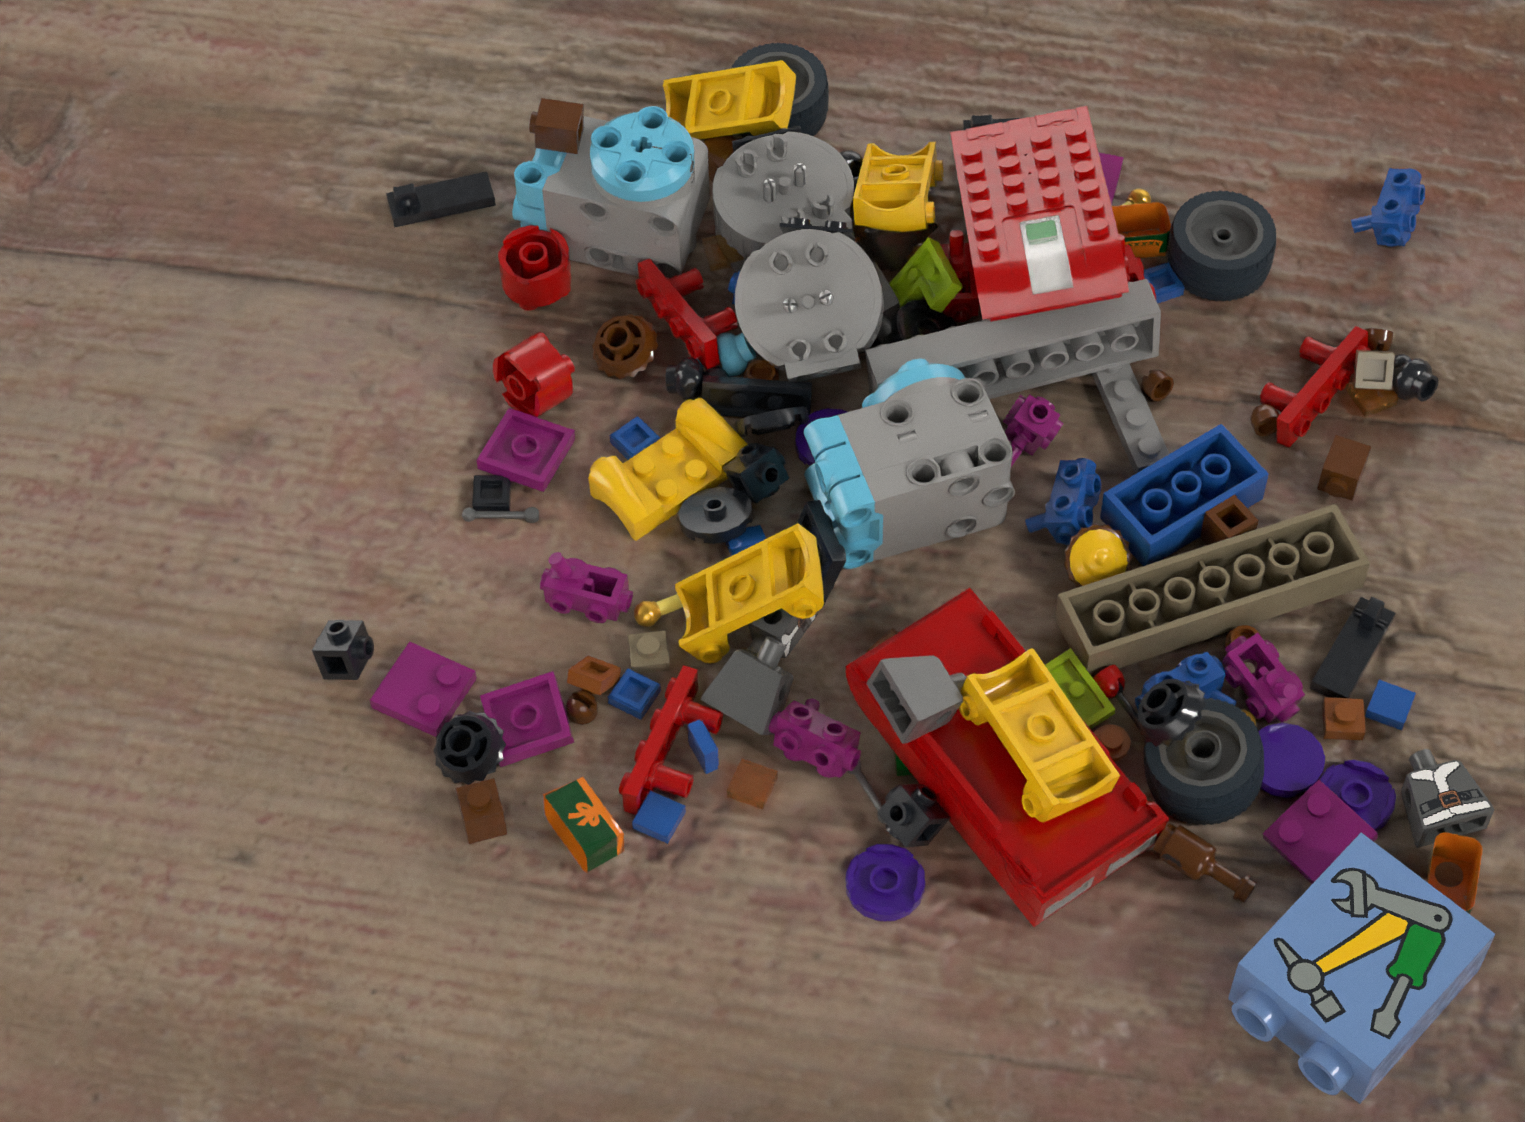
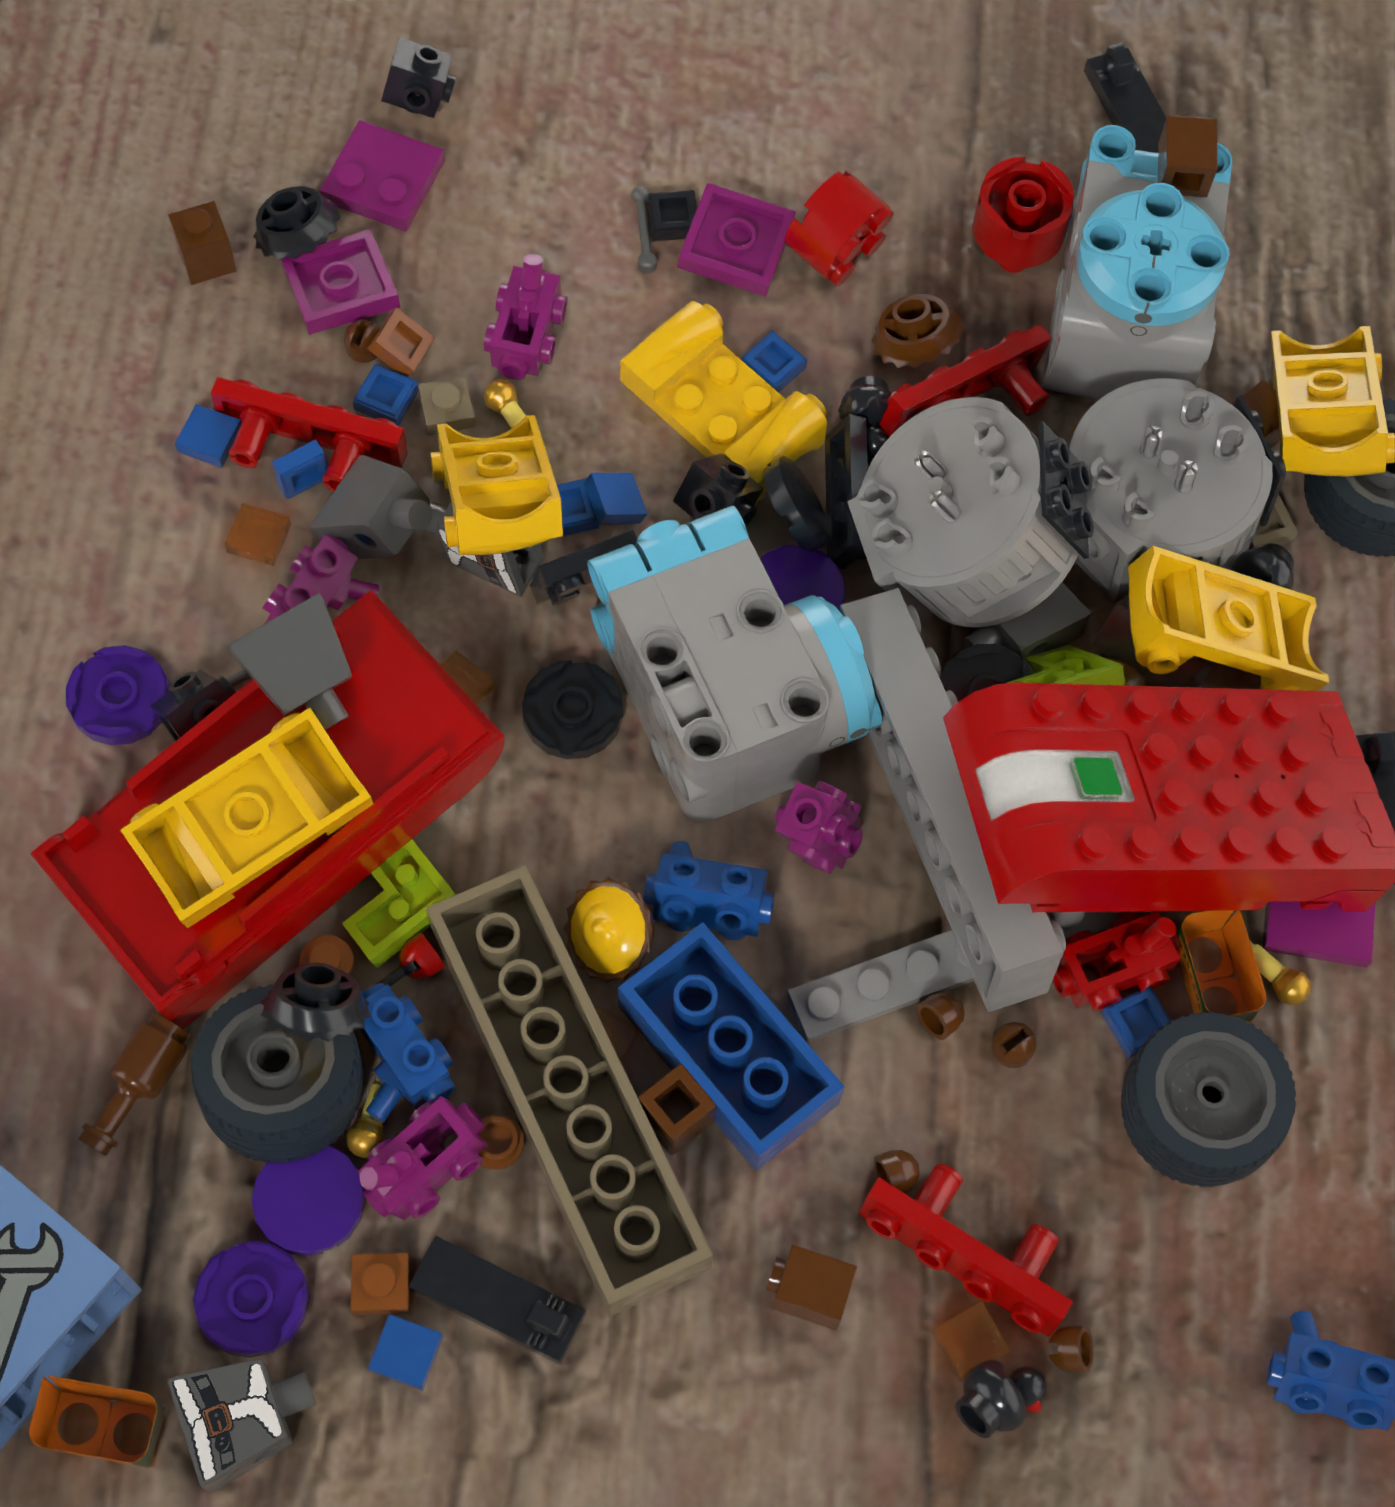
camera: 80 degrees right, 10 degrees up
(583, 824) = (185, 349): piece -> none
(716, 515) = (650, 456): black plate -> none
(915, 583) = (572, 709): none -> black tile
(1170, 352) = (1021, 1053): none -> reddish brown hinge
(1316, 831) = (179, 1242): magenta plate -> none
(1373, 369) = (992, 1329): dark tan plate -> none

